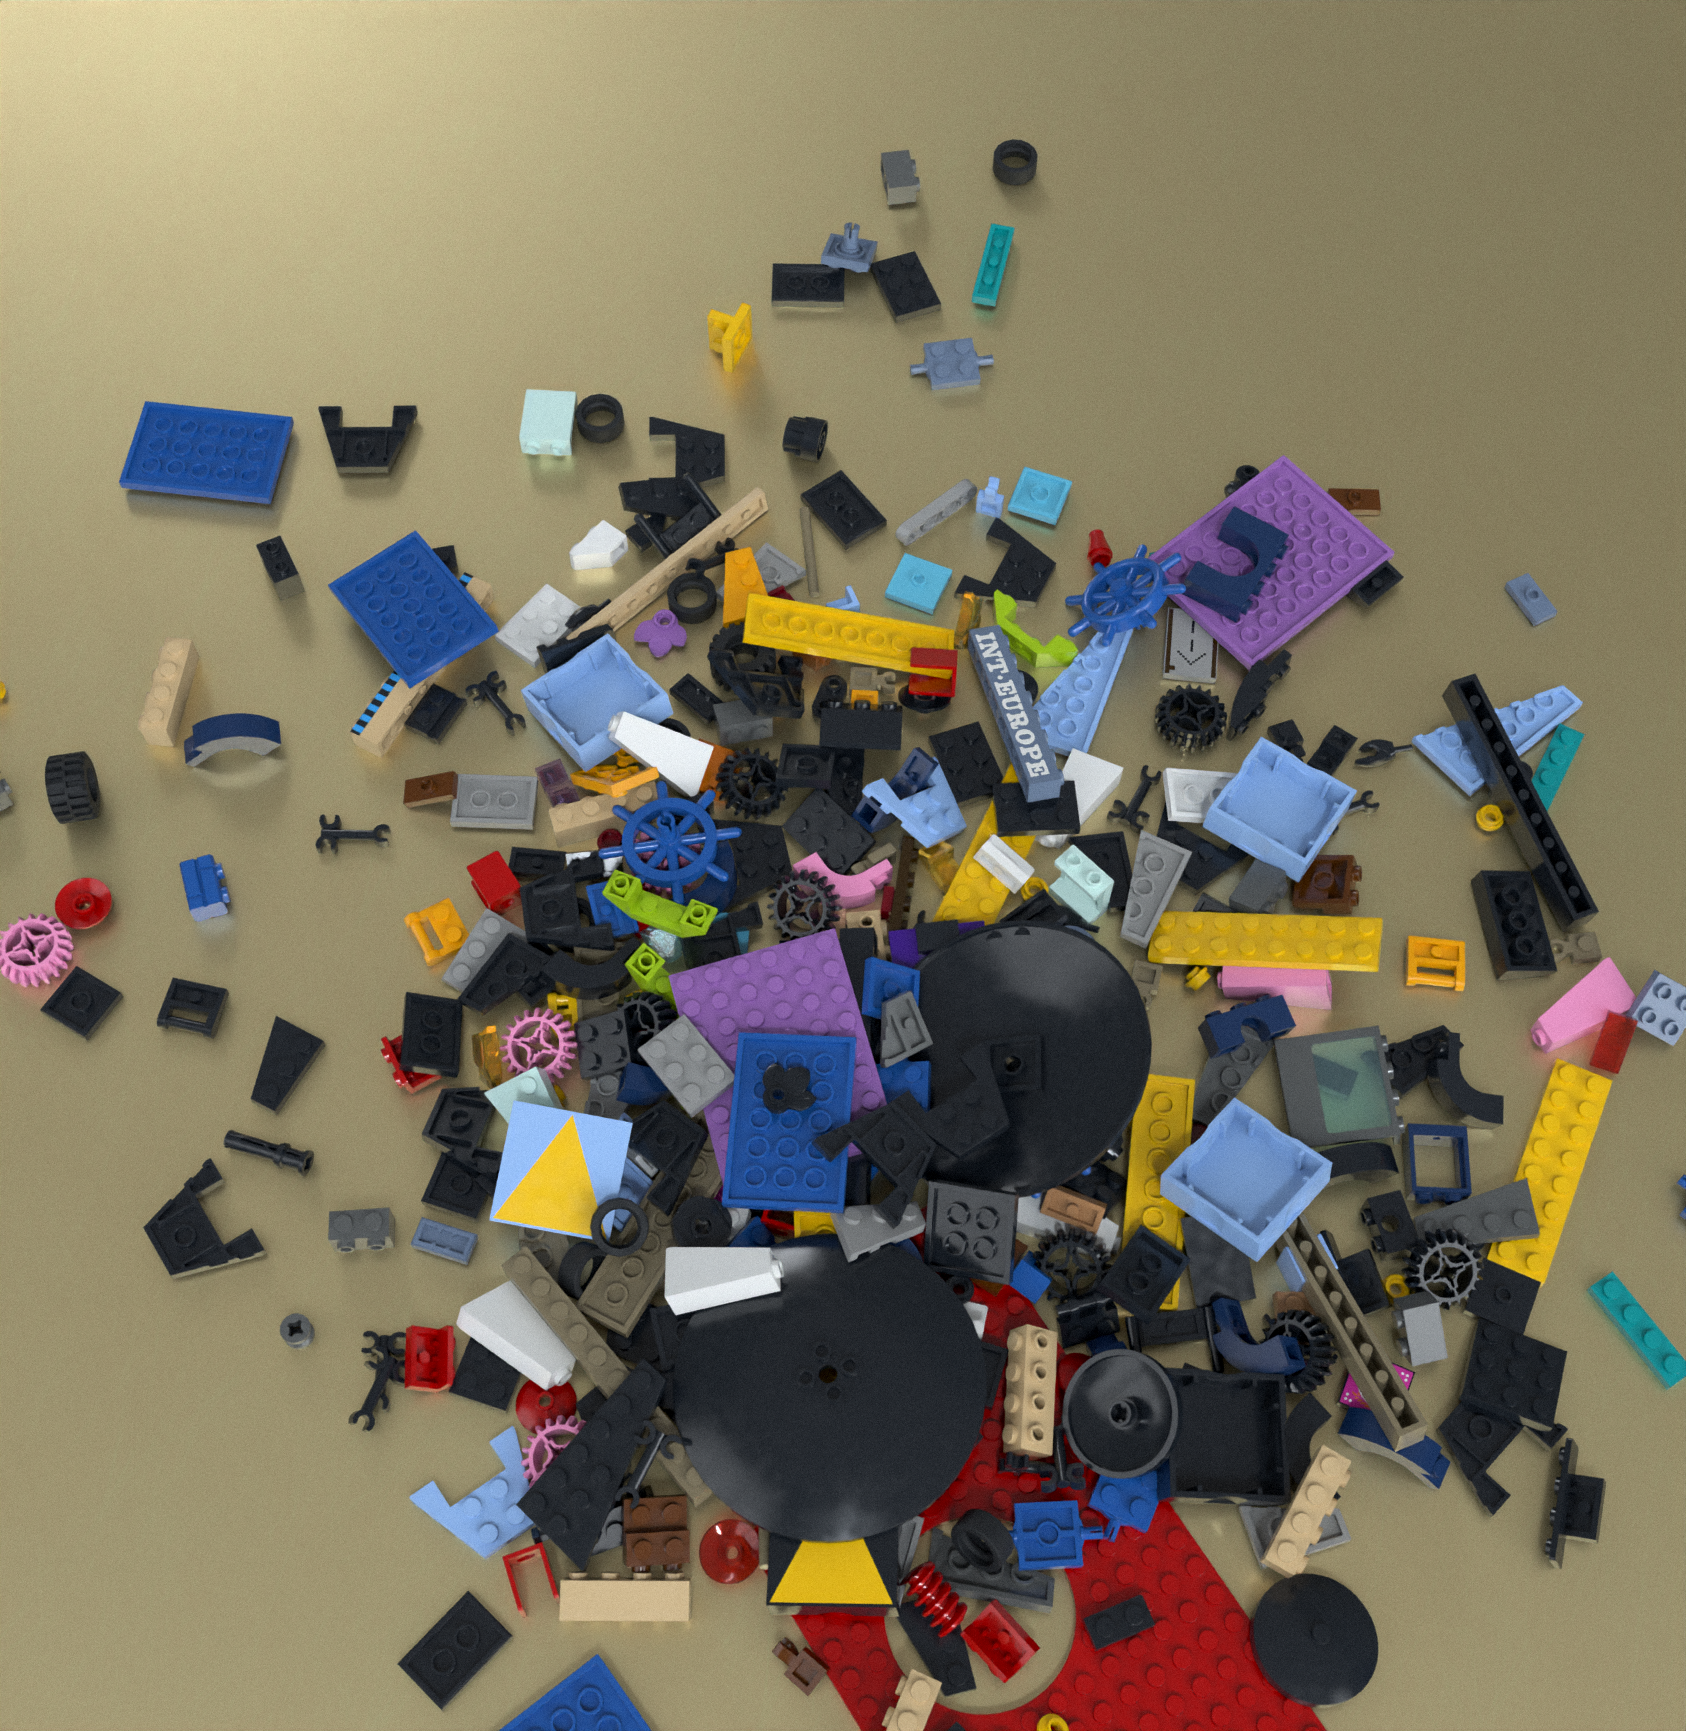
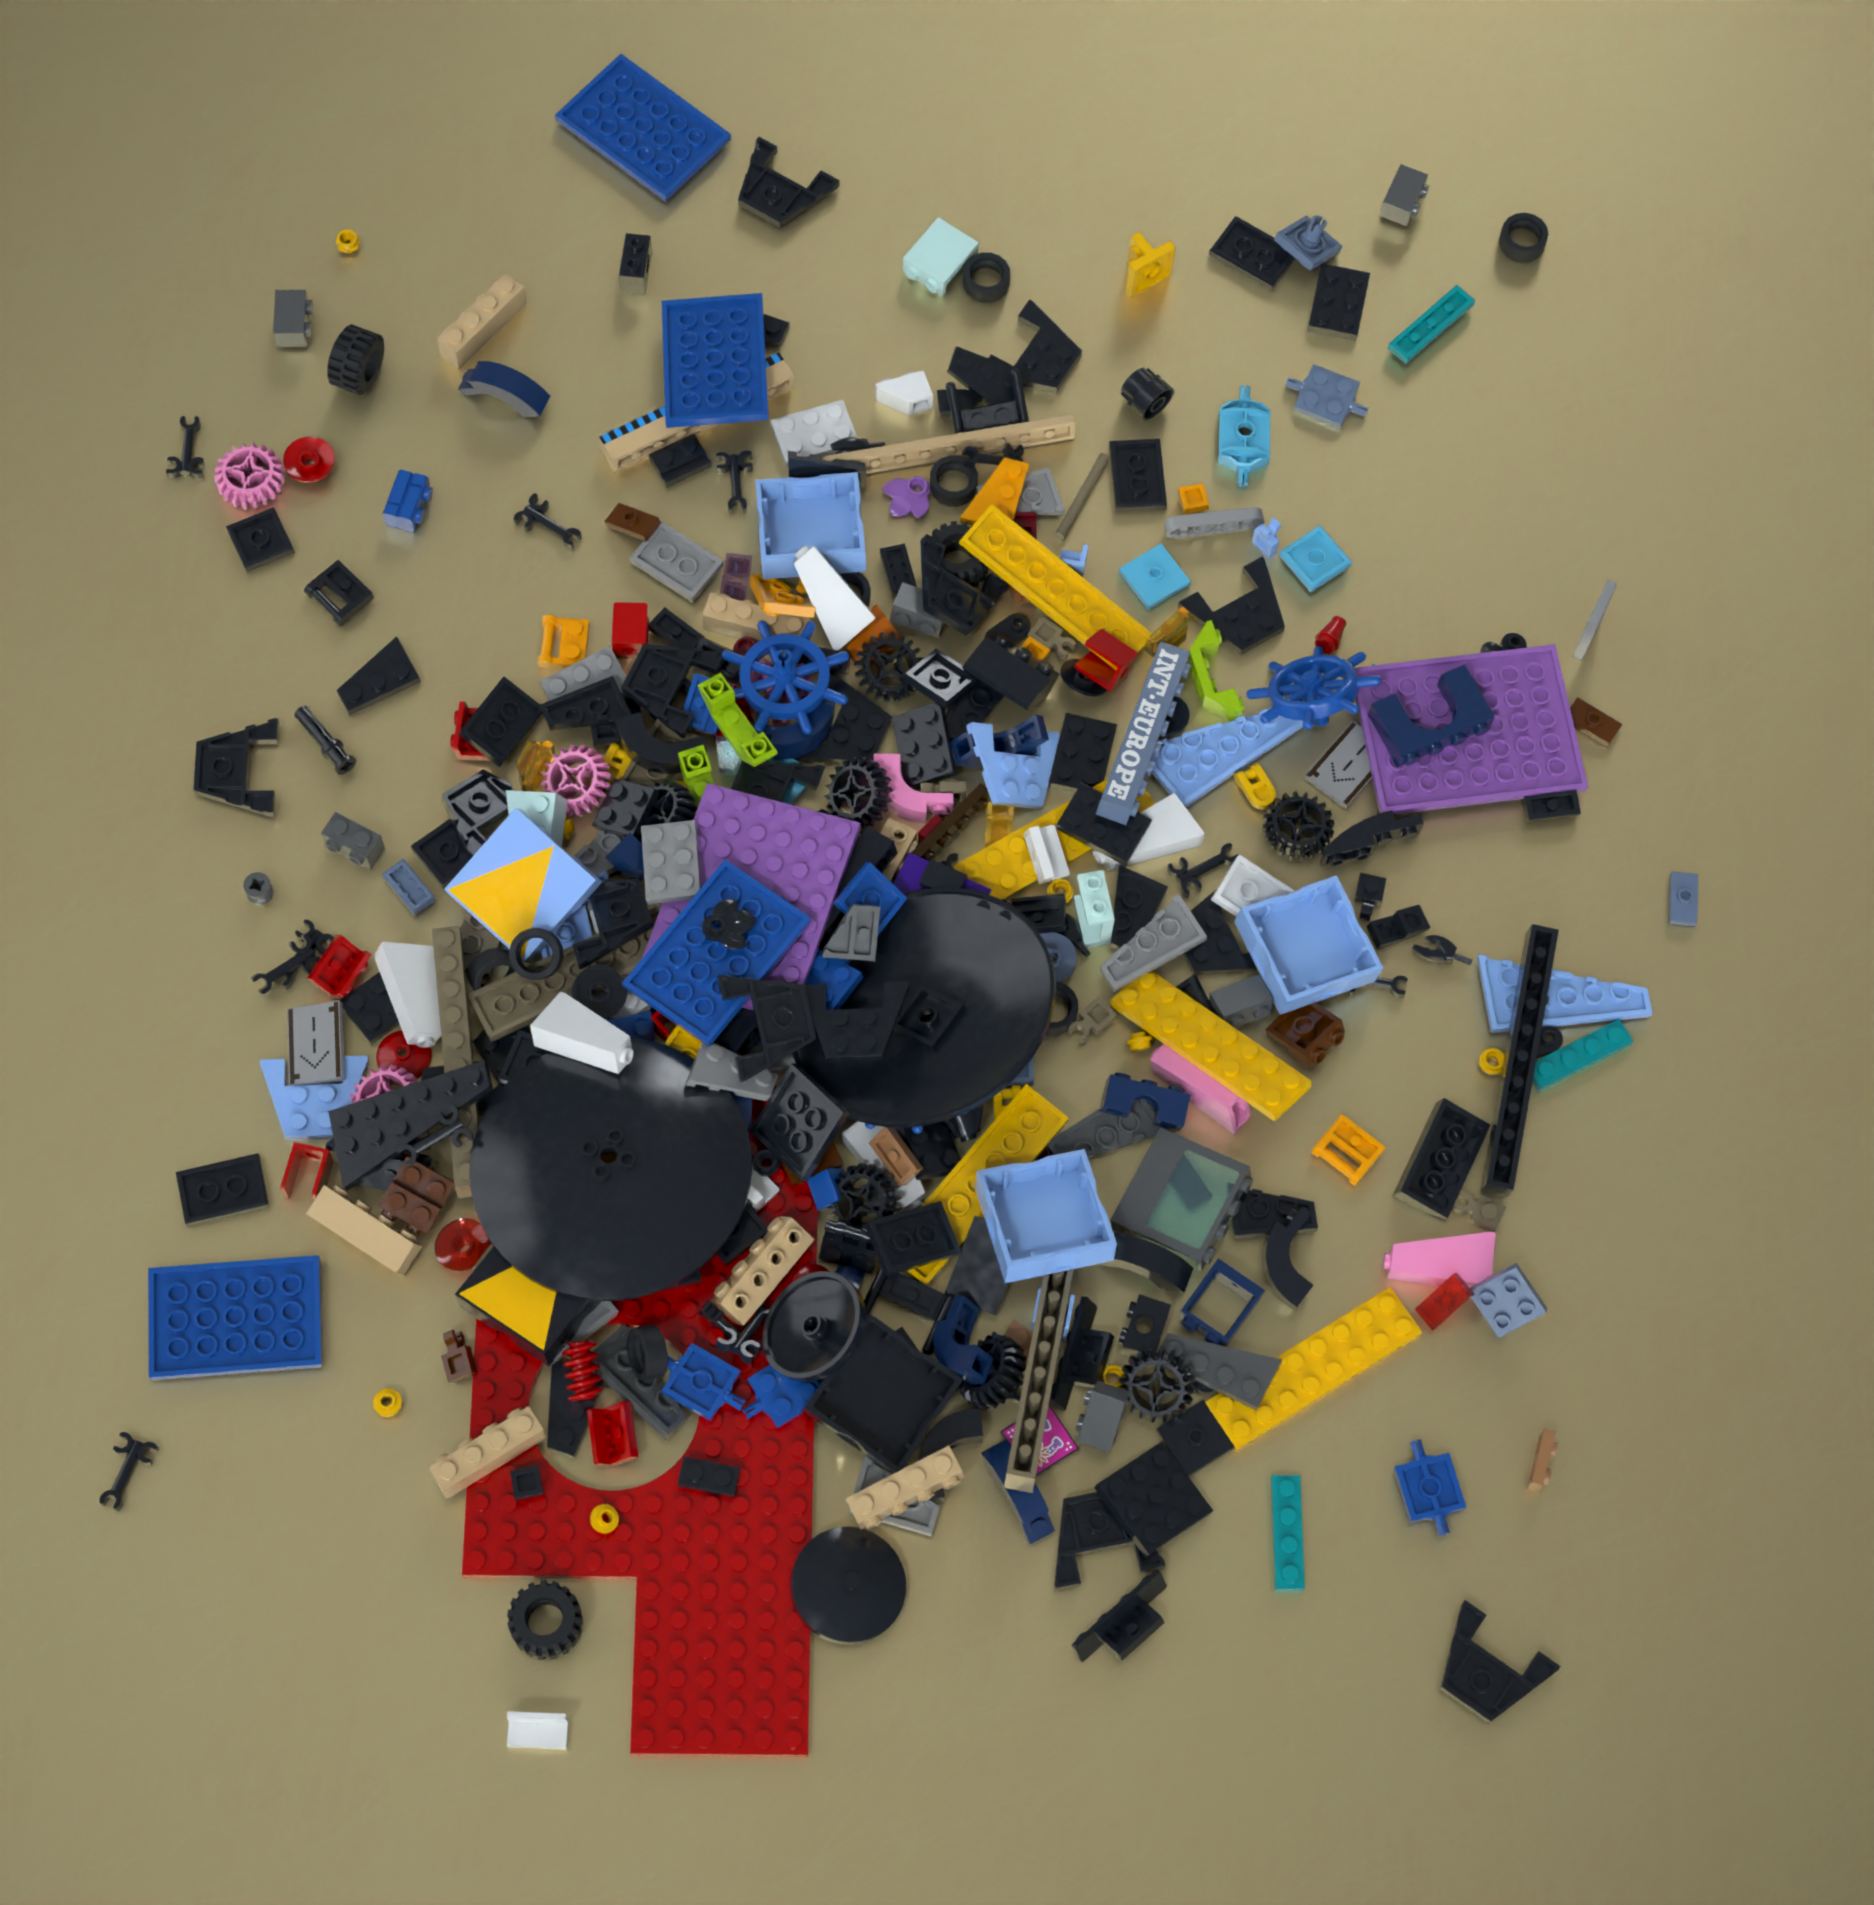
camera: 30 degrees right, 5 degrees up
(454, 1446) = (316, 1044): none -> light grey tile
(904, 502) = (1193, 498): none -> light orange plate
(913, 444) = (1239, 451): none -> medium azure plate
(1140, 710) = (1260, 793): none -> yellow plate
(1304, 416) = (1595, 620): none -> light grey tile

